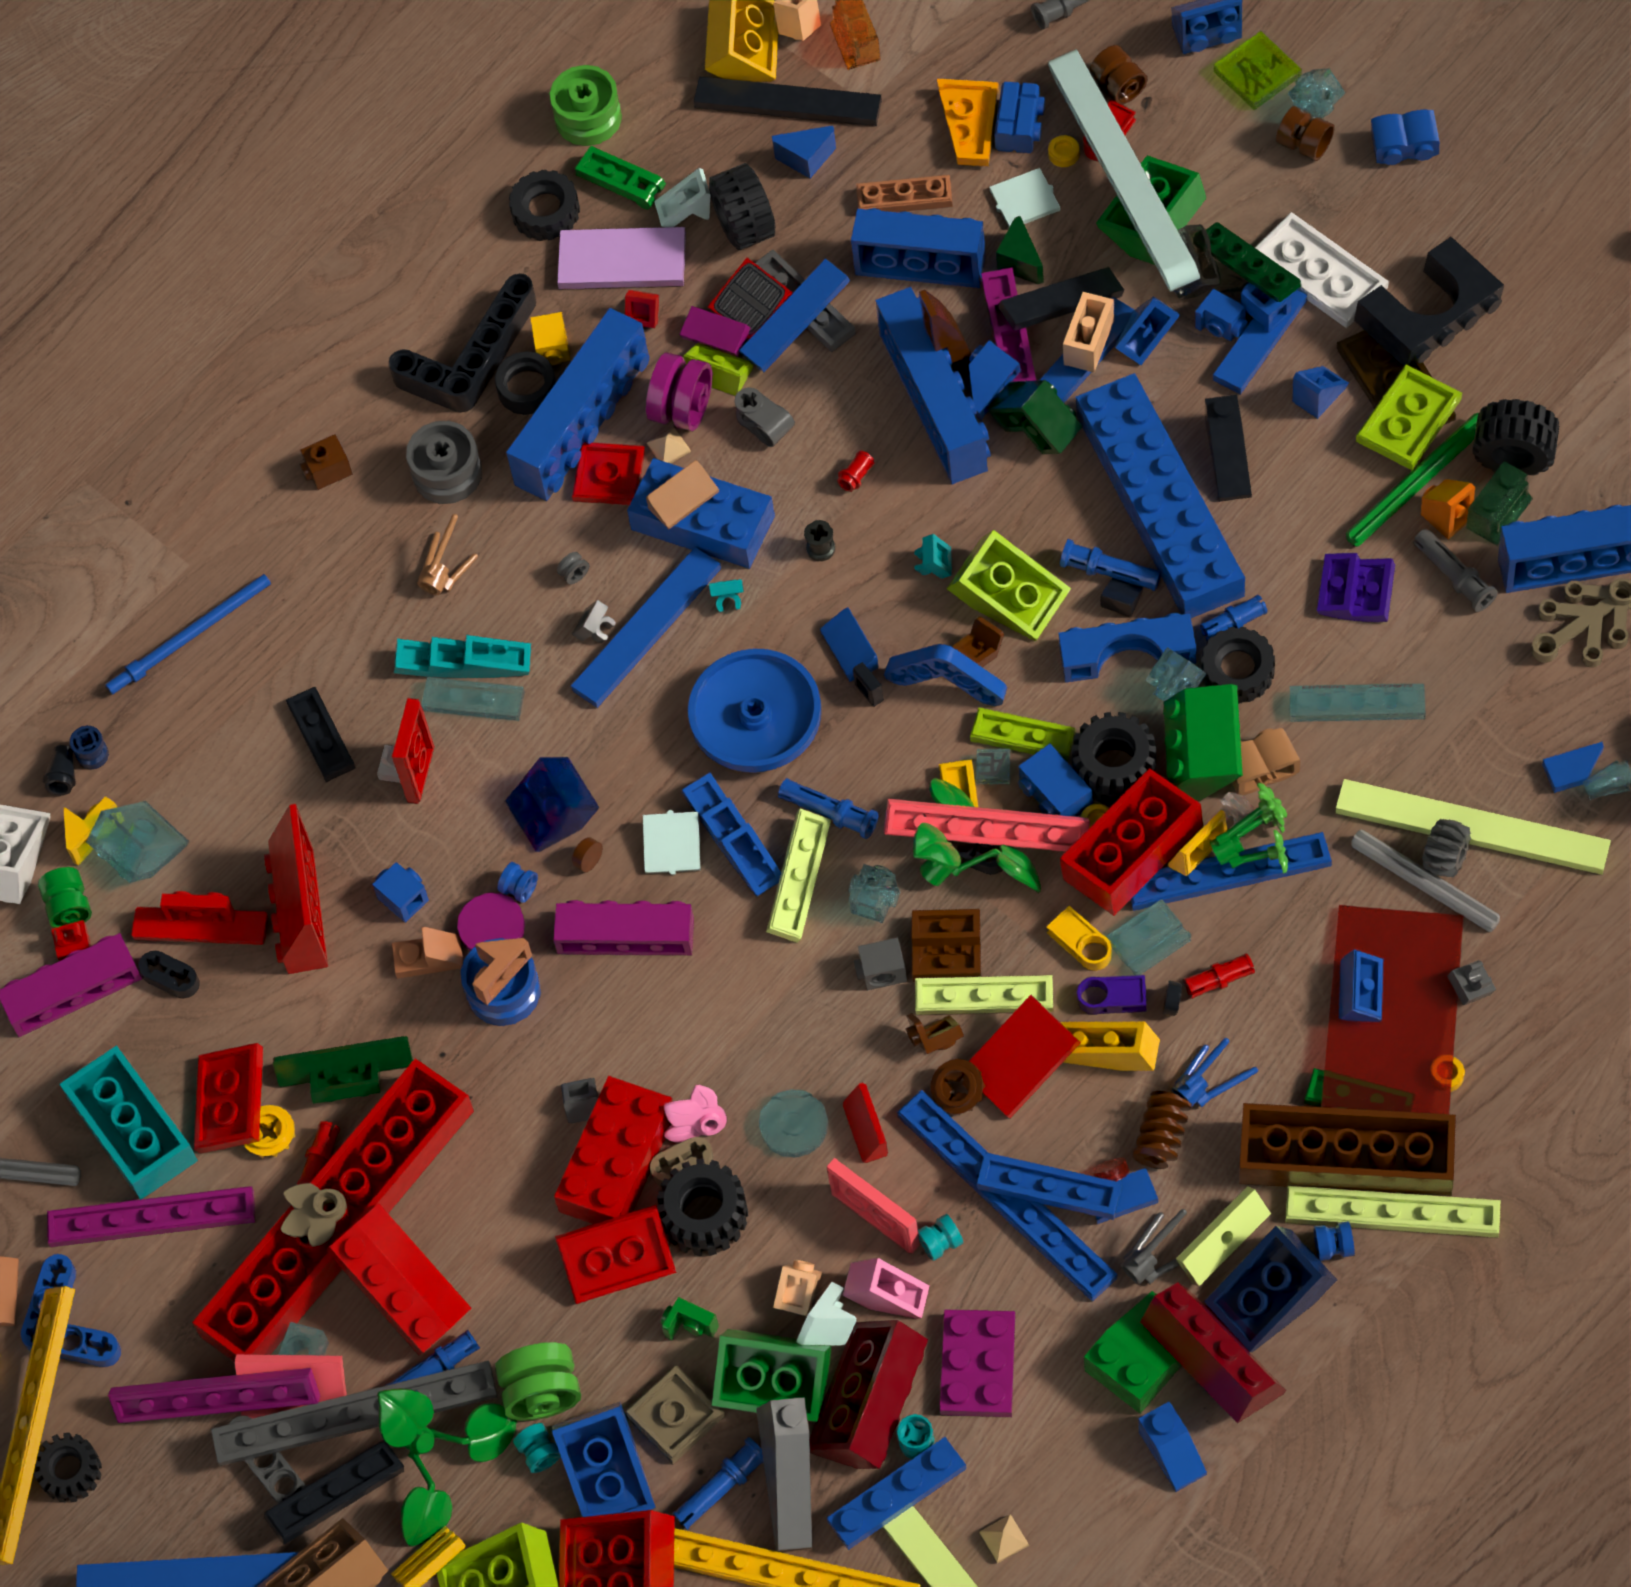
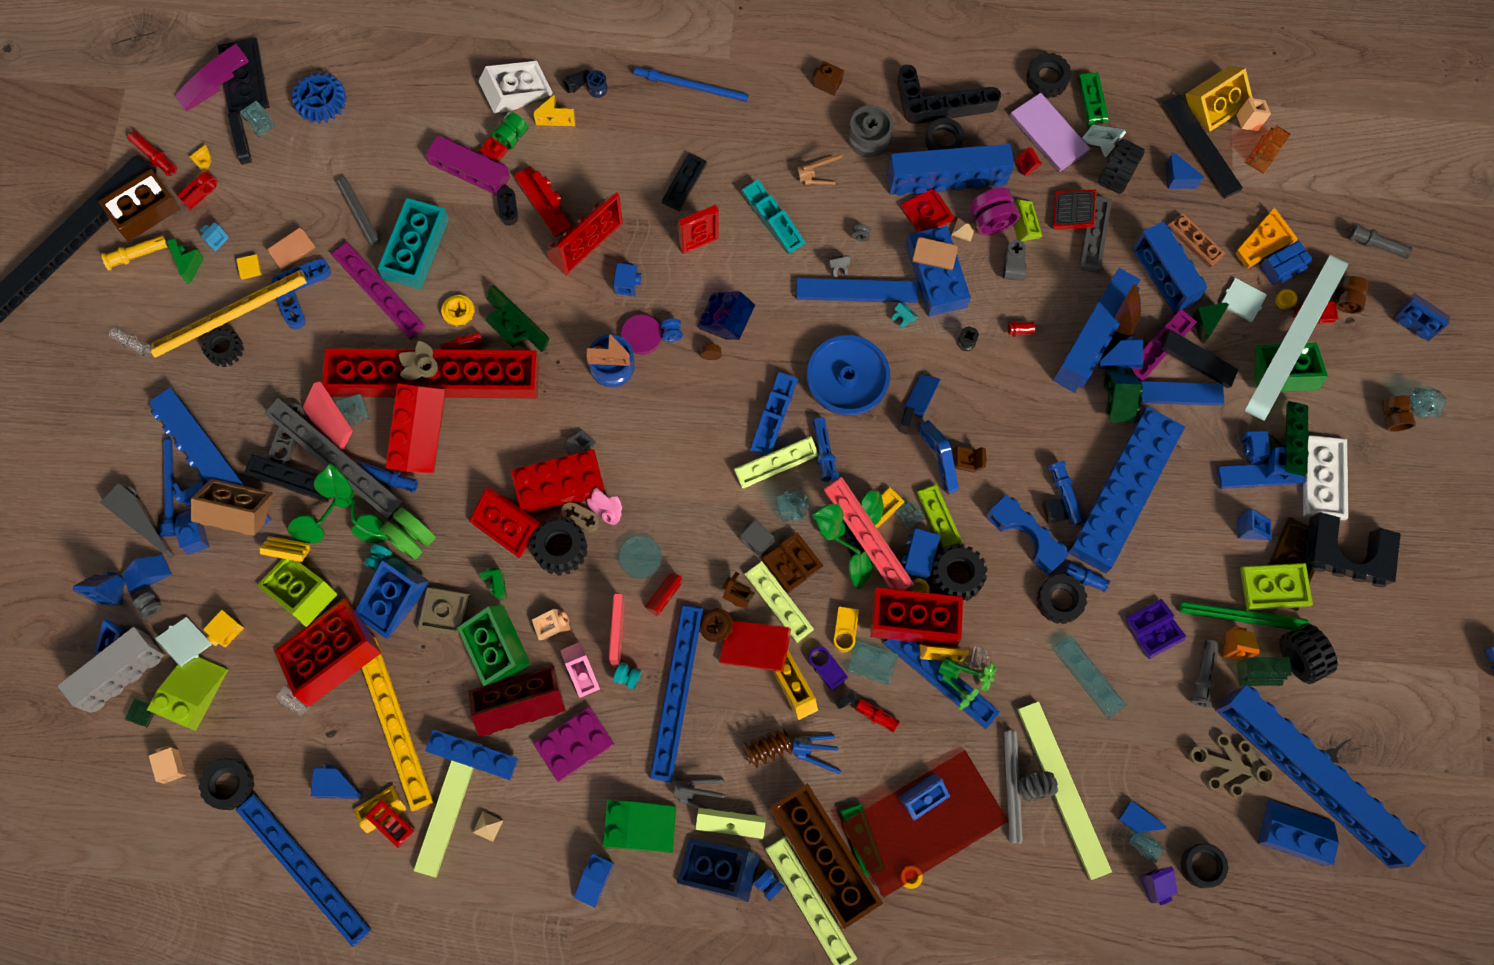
camera: 40 degrees right, 10 degrees up
(135, 840) = (564, 140): clear light blue slope -> none
(214, 1395) = (298, 387): magenta tile -> none
(228, 1098) = (460, 280): red tile -> none
(431, 954) = (604, 316): nougat slope -> none
(473, 698) = (756, 238): clear light blue tile -> none
(551, 337) = (977, 131): yellow brick -> none
(585, 105) = (1118, 53): bright green wheel -> none
(623, 928) = (684, 399): magenta brick -> none
(671, 842) = (748, 387): light aqua piece -> none
(714, 331) = (1044, 204): magenta tile -> none
(733, 1472) = (427, 663): blue pin -> none
(787, 1471) = (443, 692): dark grey slope -> none
(794, 315) = (1083, 235): blue tile -> none
(827, 1321) = (536, 652): light aqua slope -> none
(913, 1429) = (507, 739): teal wheel -> none
(935, 557) = (1003, 401): teal tile -> none
(1008, 586) = (1015, 450): lime slope -> none
(1049, 1186) = (693, 713): blue plate -> none
(1088, 332) = (1189, 386): light nougat brick -> none
(1112, 1169) = (726, 738): clear red tile -> none
(1135, 1194) = (719, 755): blue tile -> none
(1145, 329) = (1216, 414): blue slope -> none
(1173, 674) = (1027, 572): clear light blue brick -> none
(1199, 246) = (1281, 408): clear smoke brick -> none
(1203, 739) = (1001, 612): green slope -> none
(1210, 1353) = (659, 865): dark red slope -> none
(1227, 447) = (1182, 504): black slope -> none
(1257, 70) = (1415, 362): clear neon green tile -> none
(1266, 761) = (1015, 650): medium nougat brick -> none
(1405, 136) = (1440, 466): blue brick -> none
(1471, 982) = (971, 854): dark grey tile -> none

